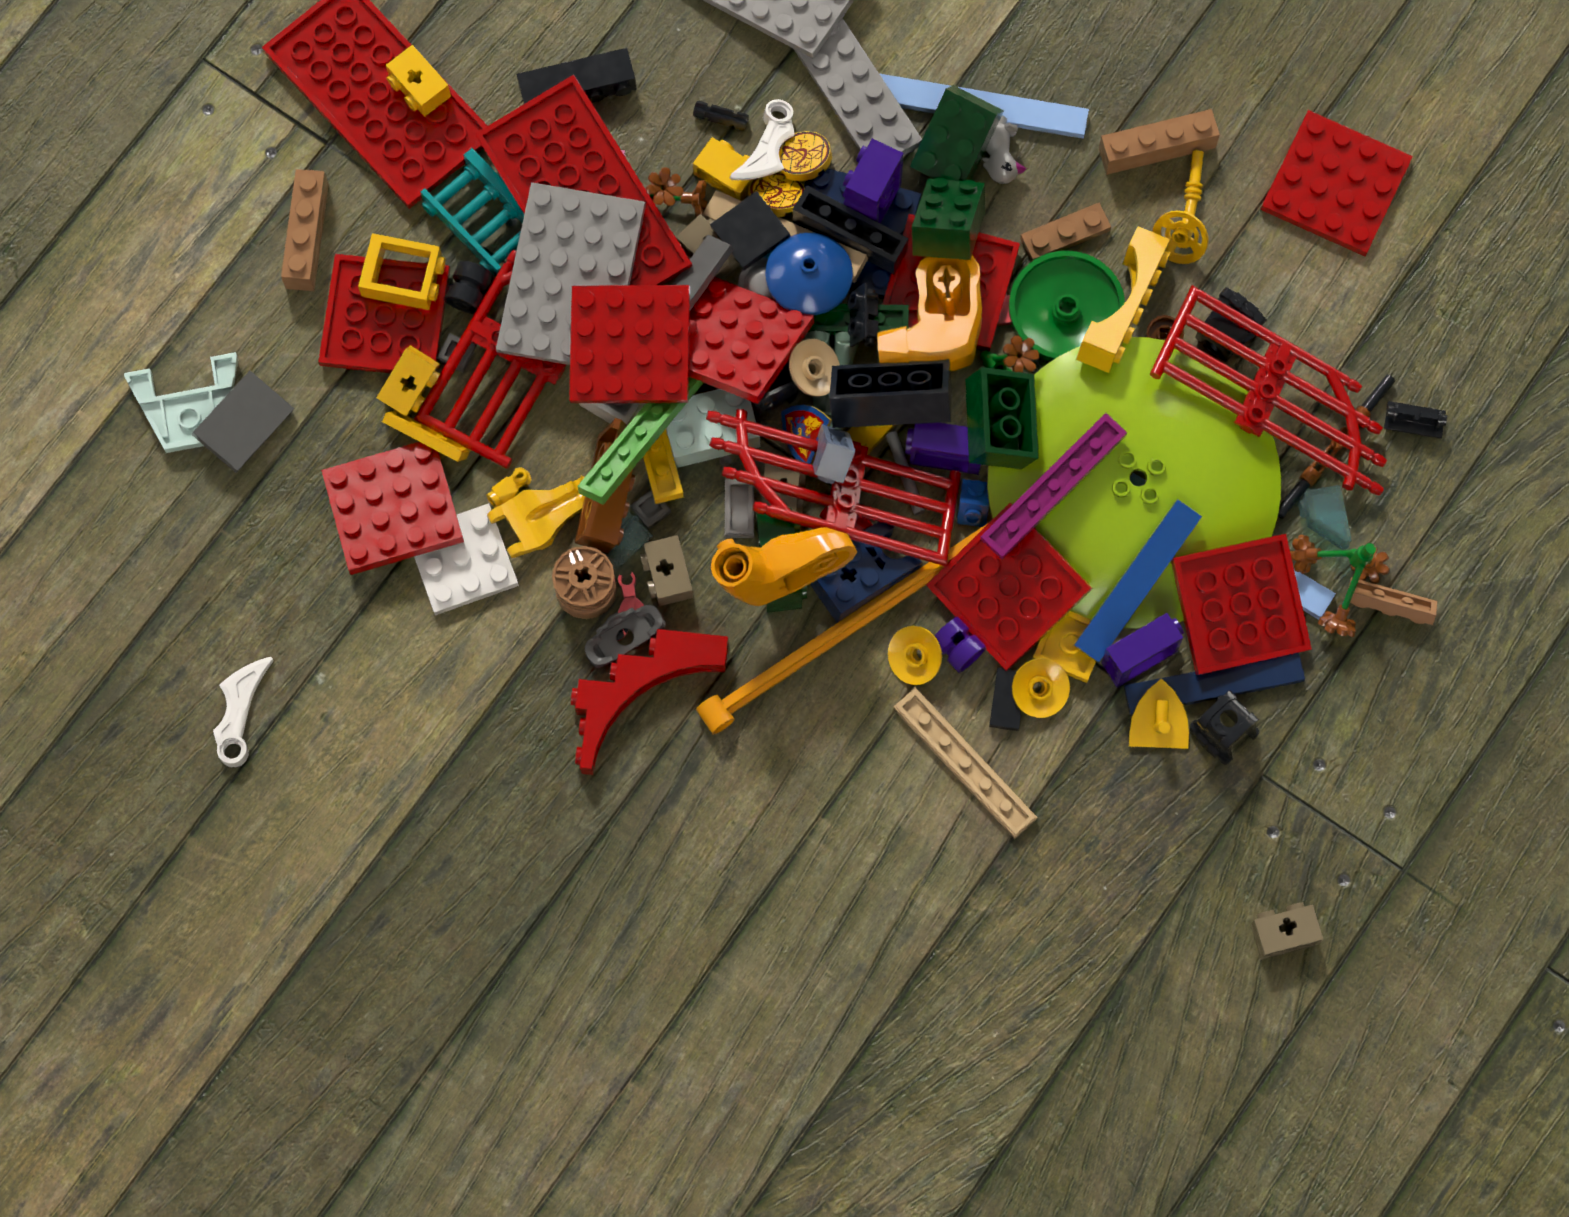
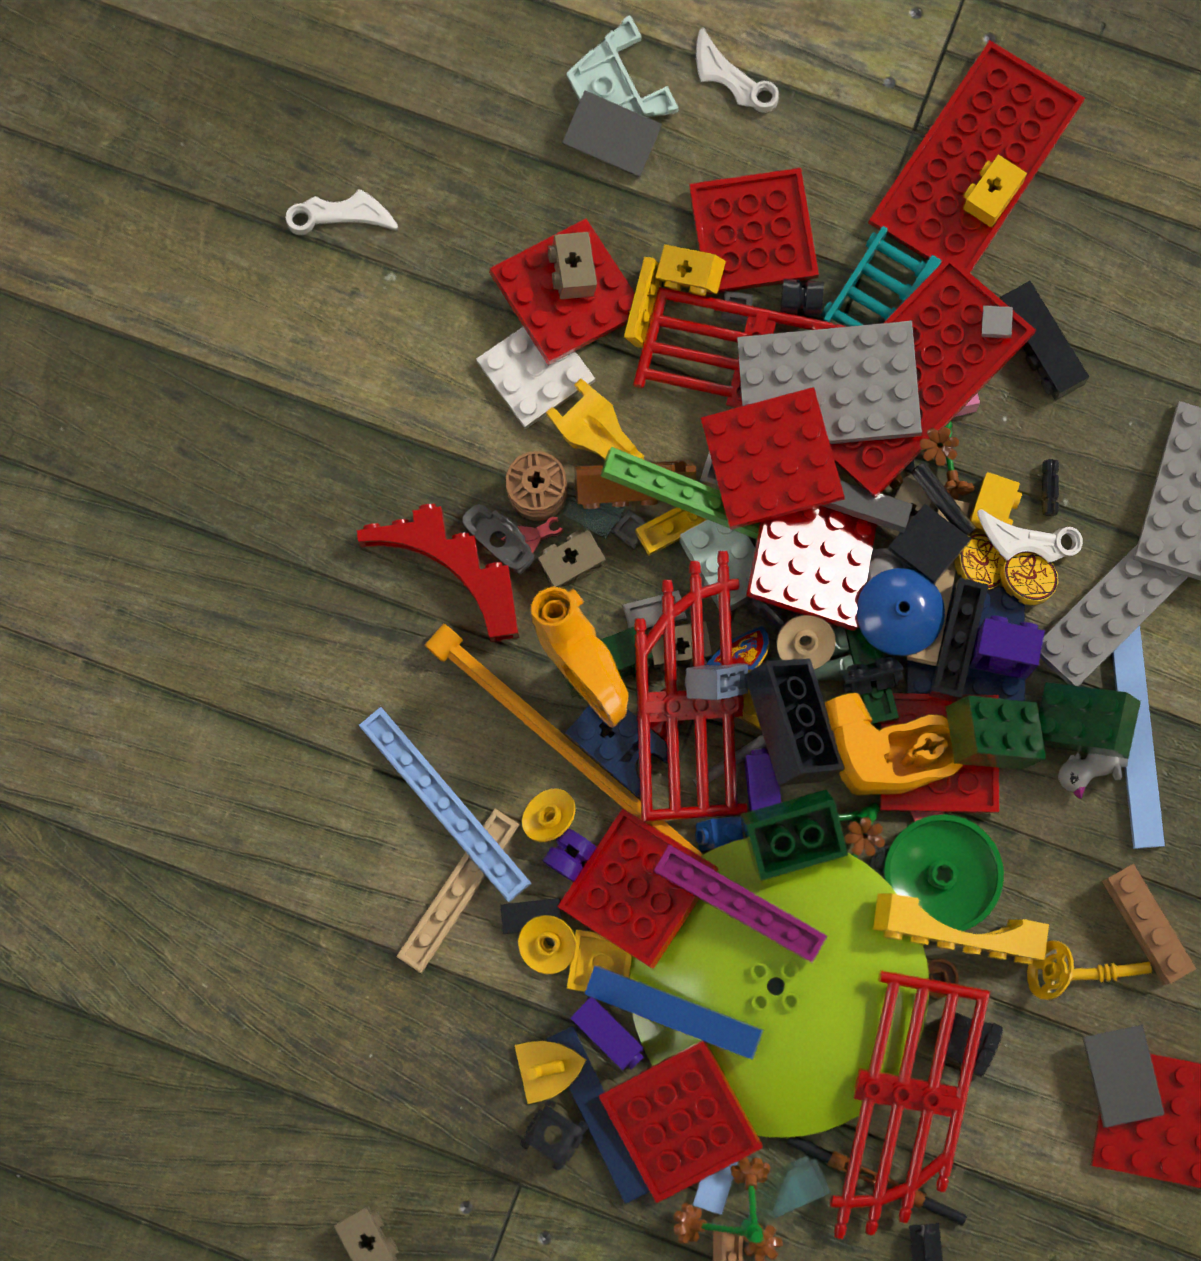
camera: 80 degrees right, 5 degrees up
(204, 308) = (716, 68): none -> white piece
(304, 230) = (816, 133): medium nougat brick -> none
(360, 479) = (574, 250): none -> dark tan brick
(368, 282) = (796, 203): yellow window -> none
(509, 487) = (614, 391): yellow arm -> none
(556, 105) = (997, 322): none -> light grey tile
(708, 208) = (942, 498): none -> black axle
(876, 753) = (445, 804): none -> light blue tile
(1066, 231) = (1026, 855): medium nougat plate -> none
(1292, 200) = (1123, 1076): none -> dark grey tile

